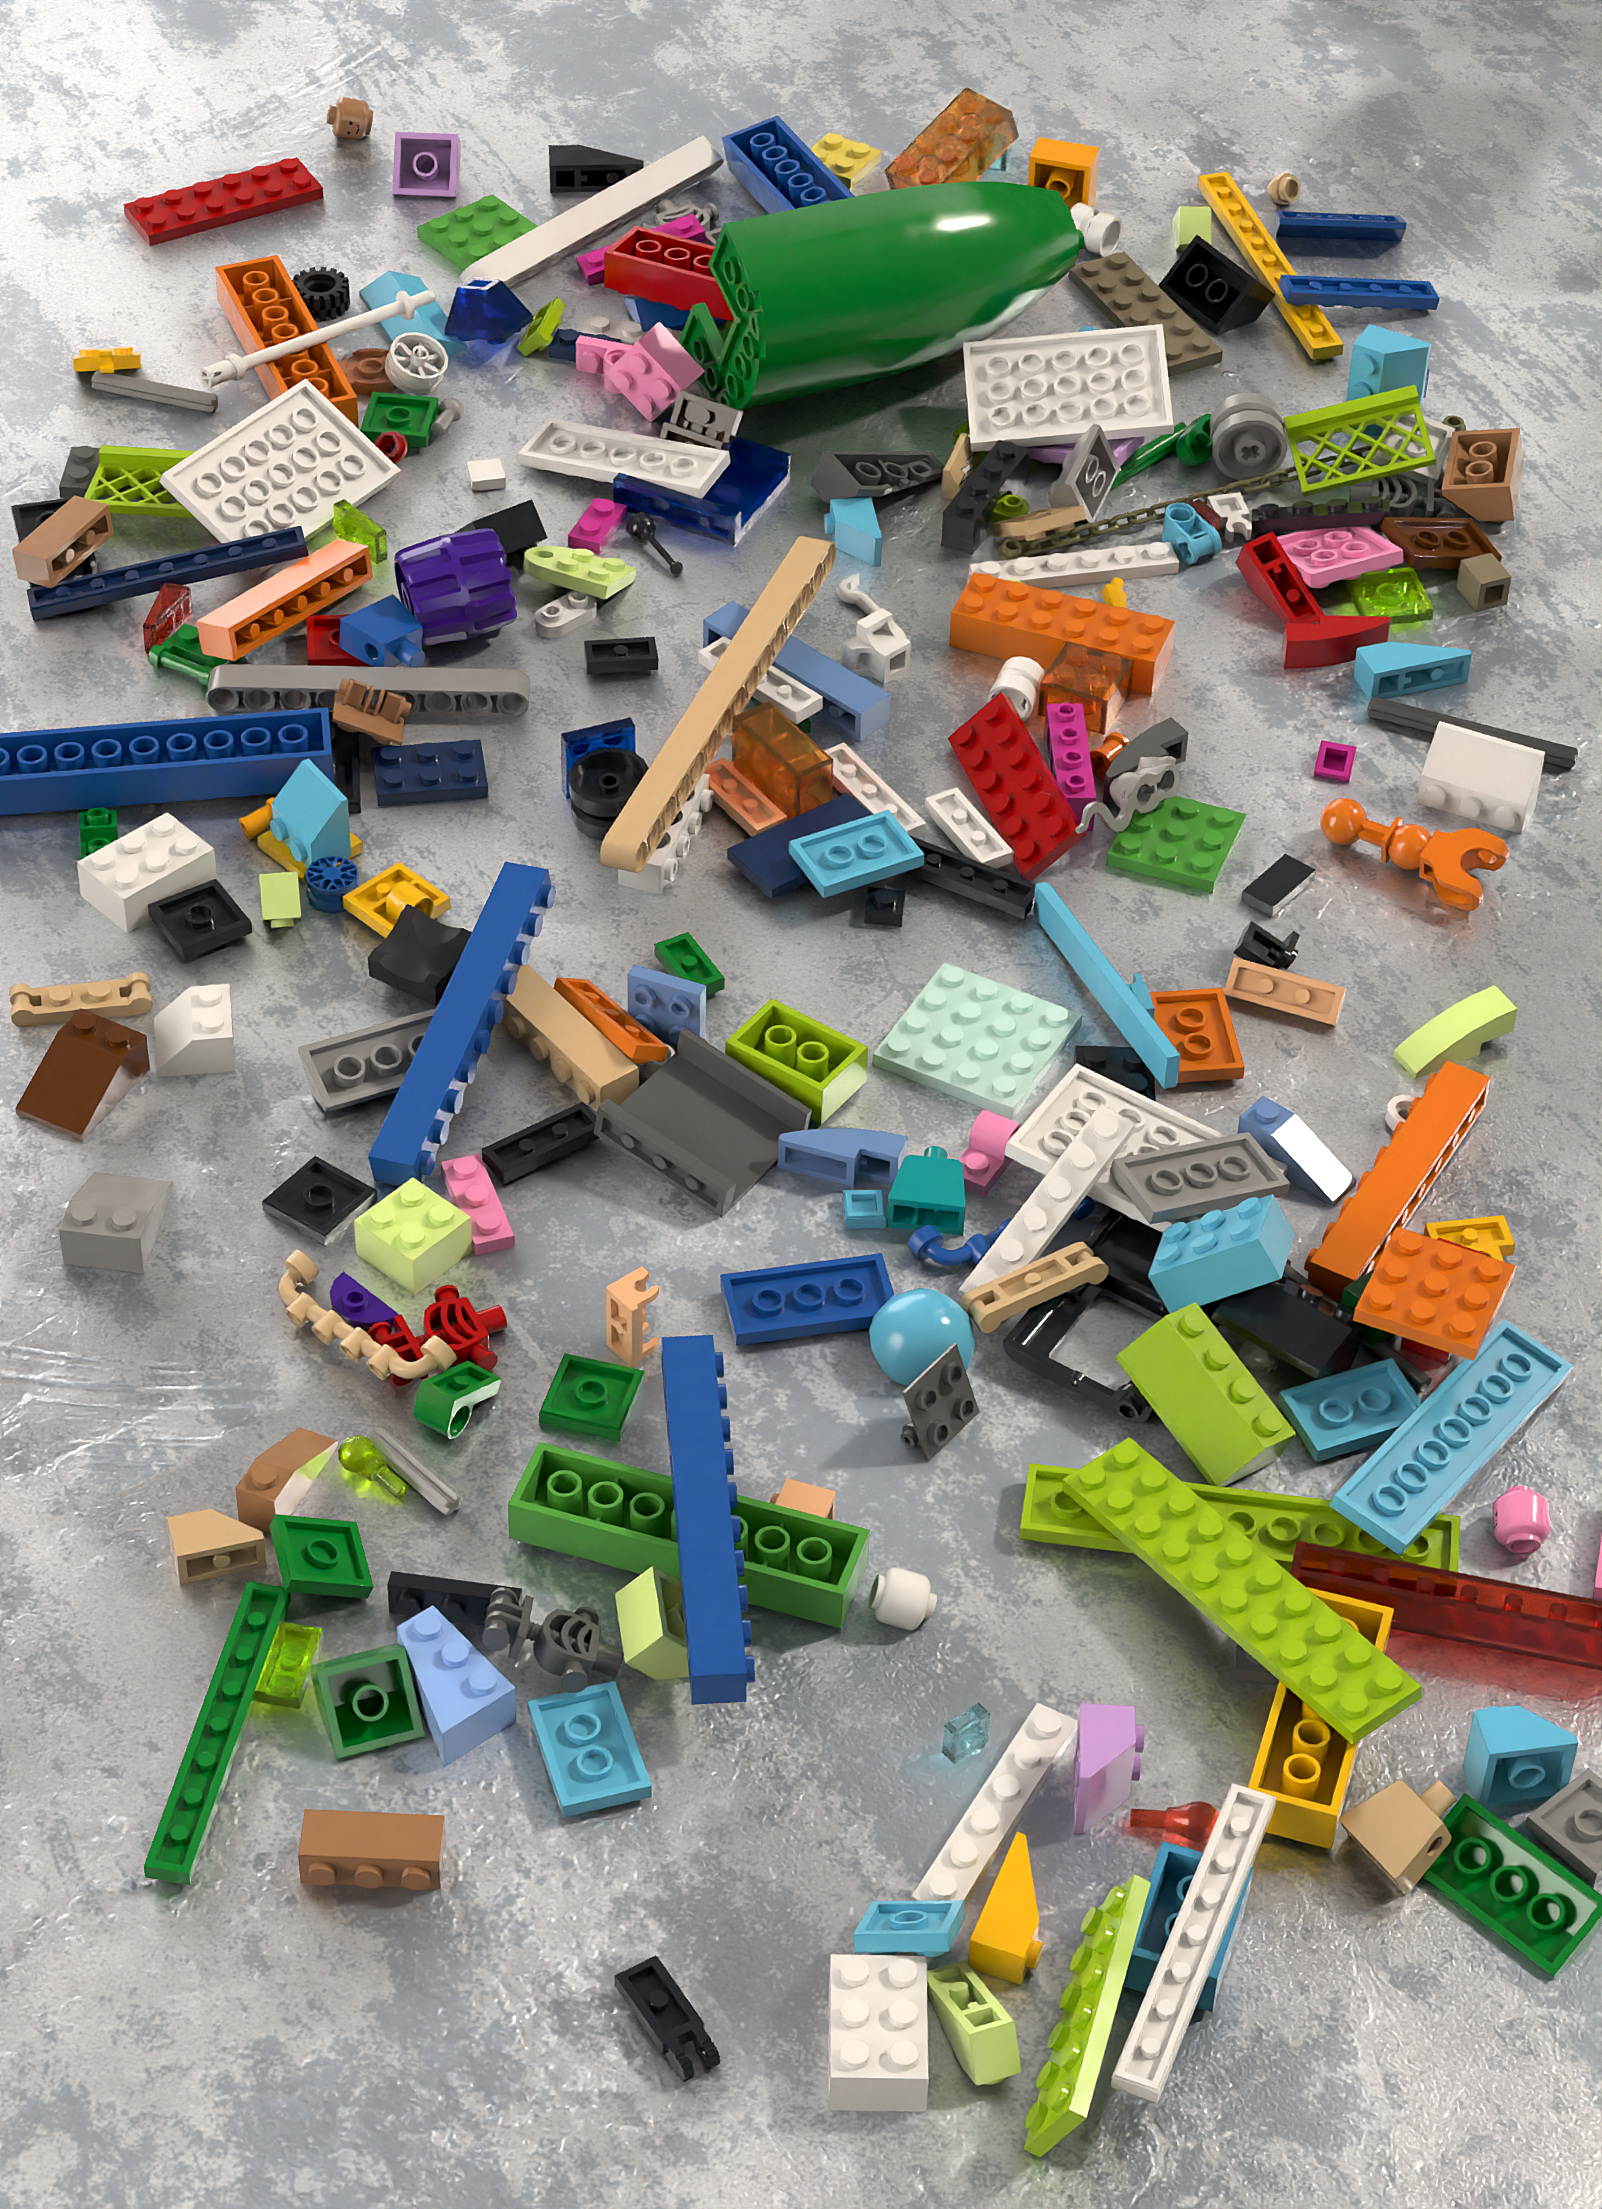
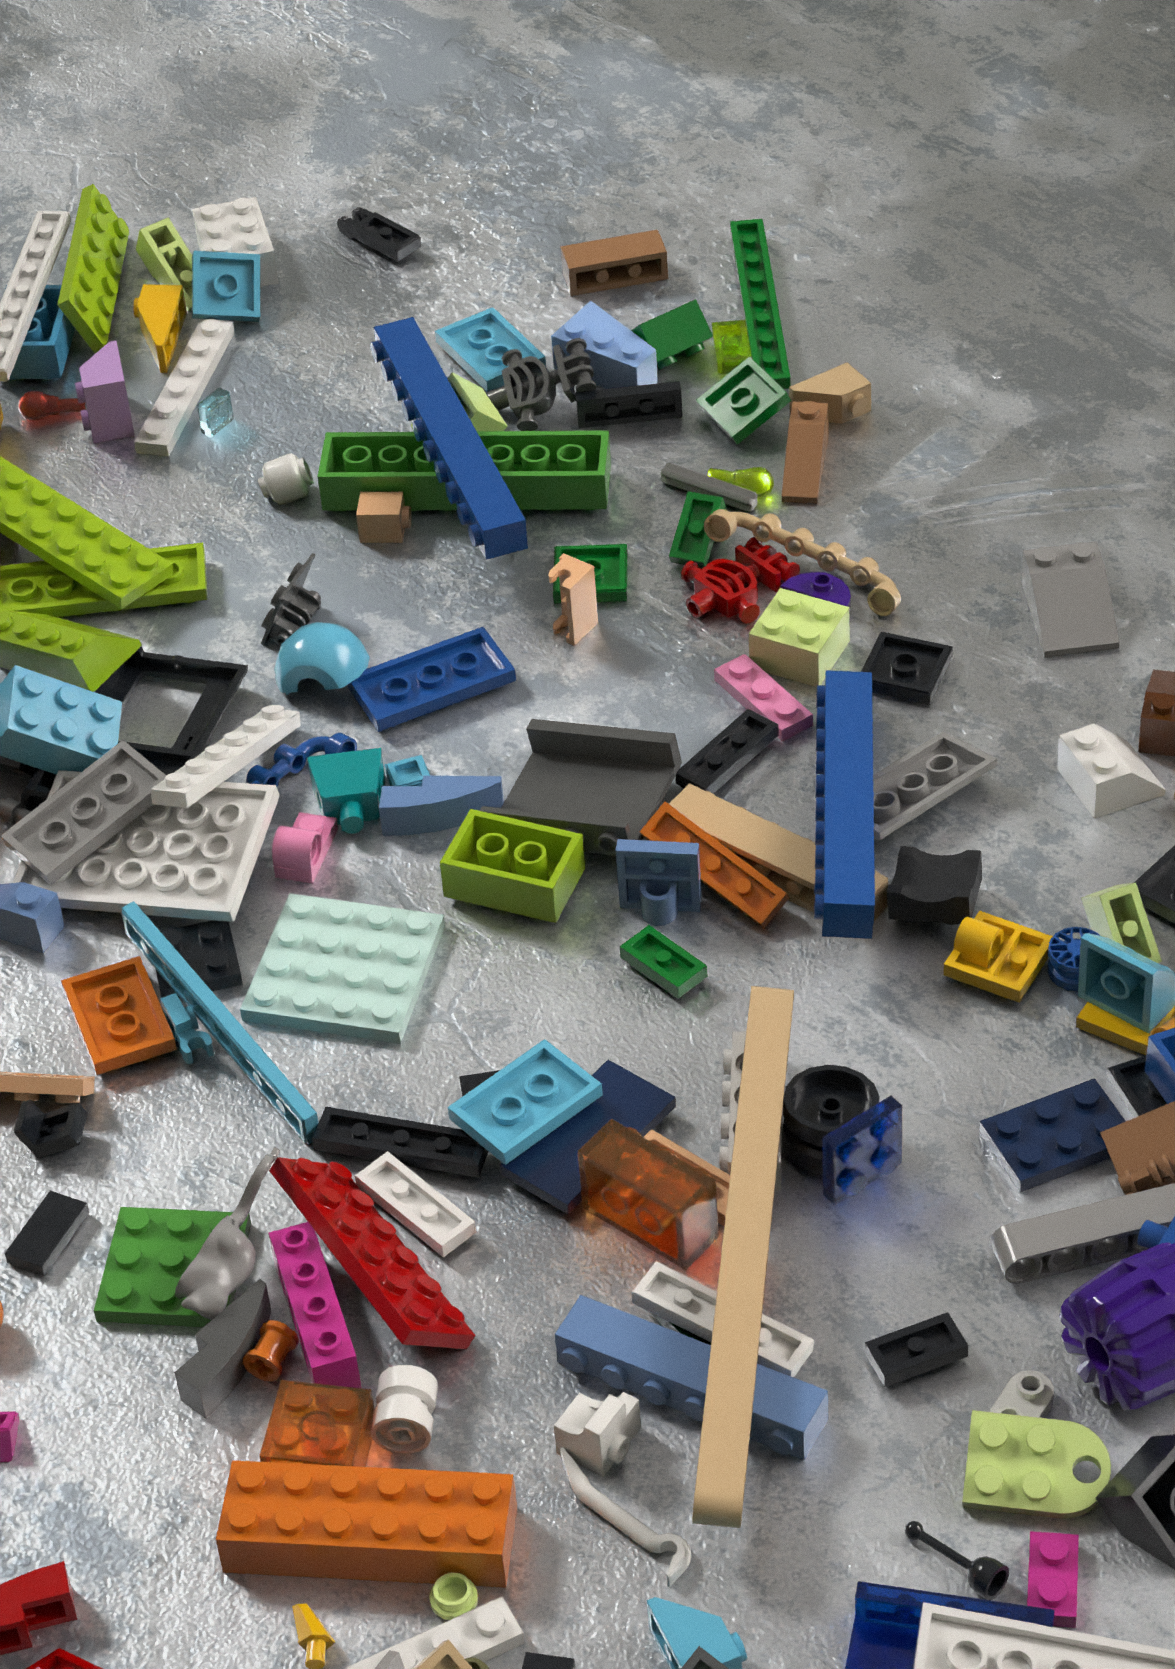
camera: 170 degrees right, 0 degrees up
(858, 780) = (544, 1224): white plate -> none
(1032, 1285) = (226, 701): tan plate -> none

